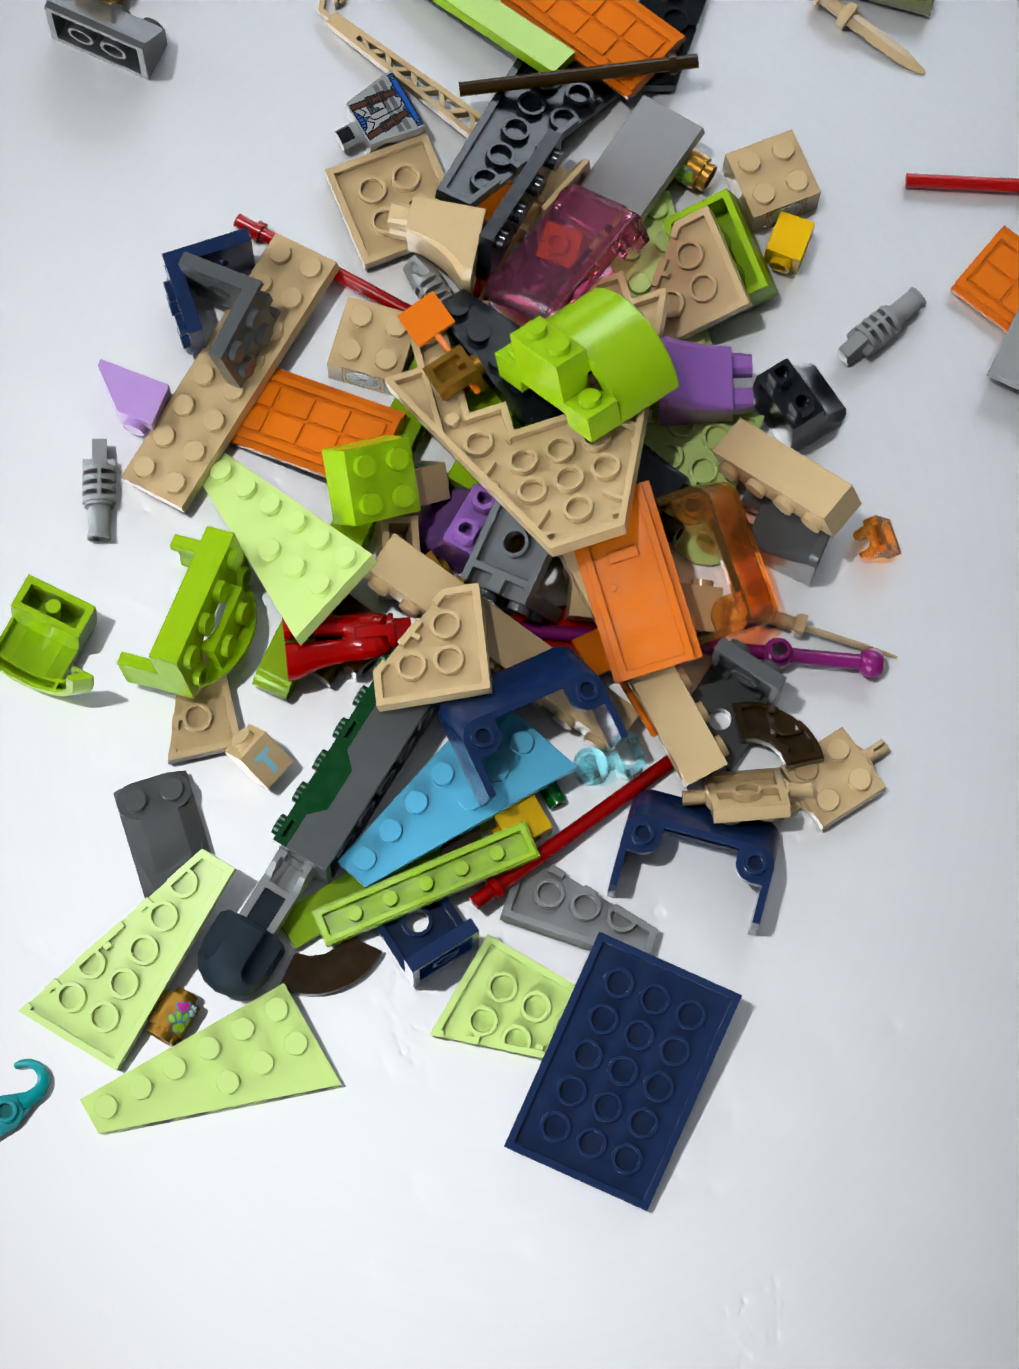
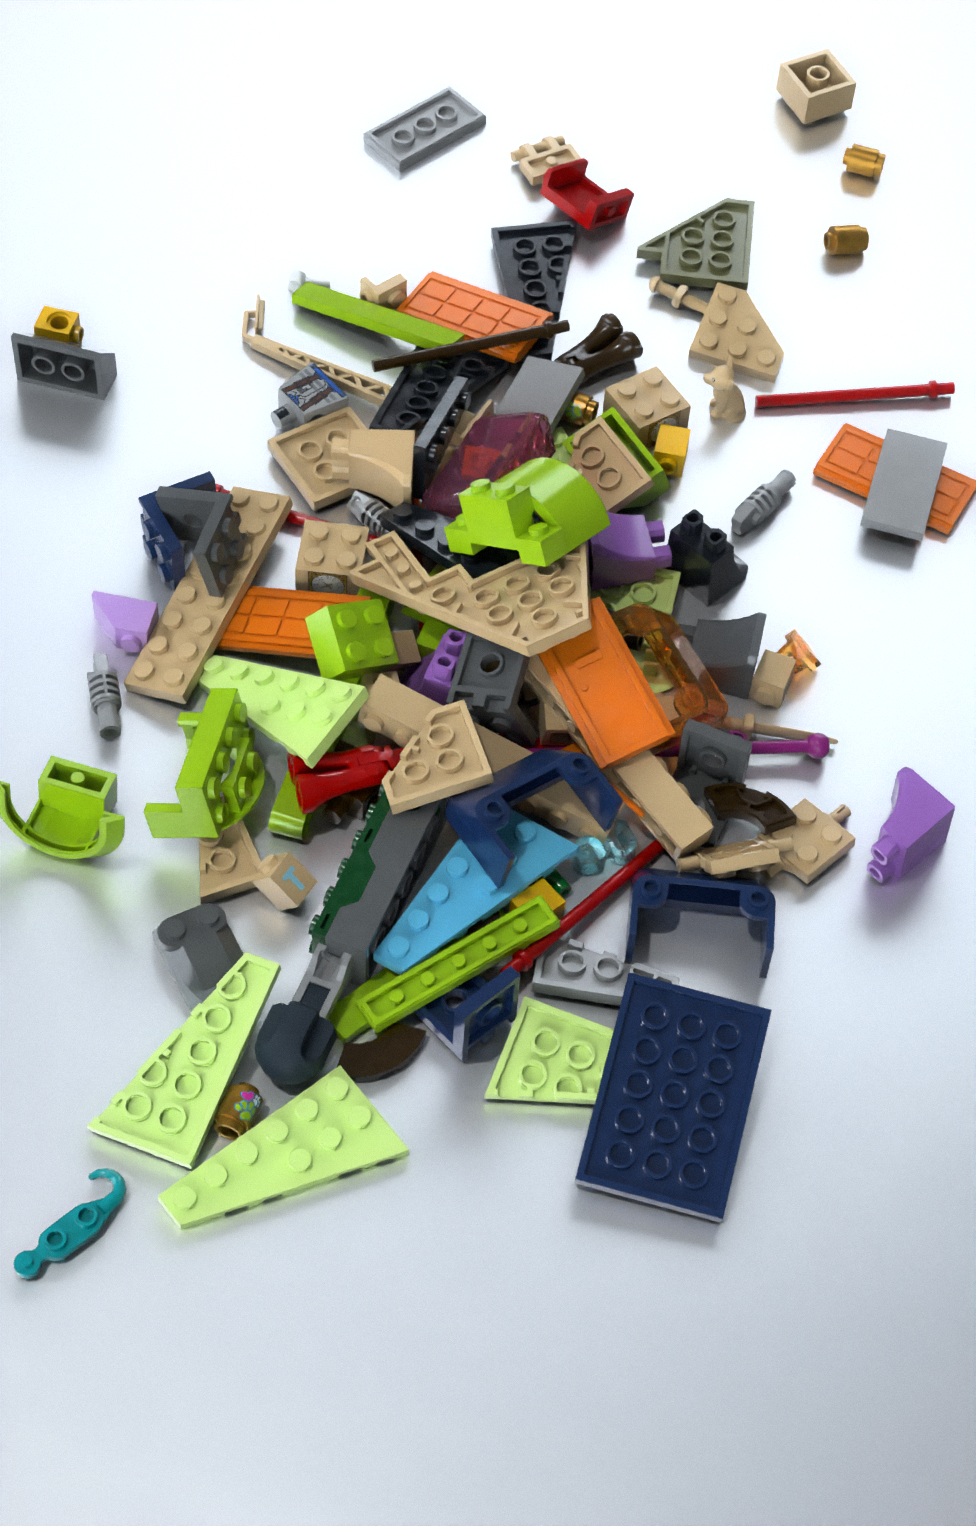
camera: 10 degrees left, 20 degrees down
(427, 321) = (380, 523): orange piece -> none
(454, 372) = (410, 549): pearl gold bracket -> none
(706, 100) = (603, 348): none -> dark brown piece
(786, 478) = (715, 599): tan brick -> none
(839, 570) = (772, 678): none -> tan brick
(870, 179) = (728, 398): none -> tan animal
(902, 83) = (737, 330): none -> tan plate
(948, 790) = (913, 829): none -> medium lavender hips

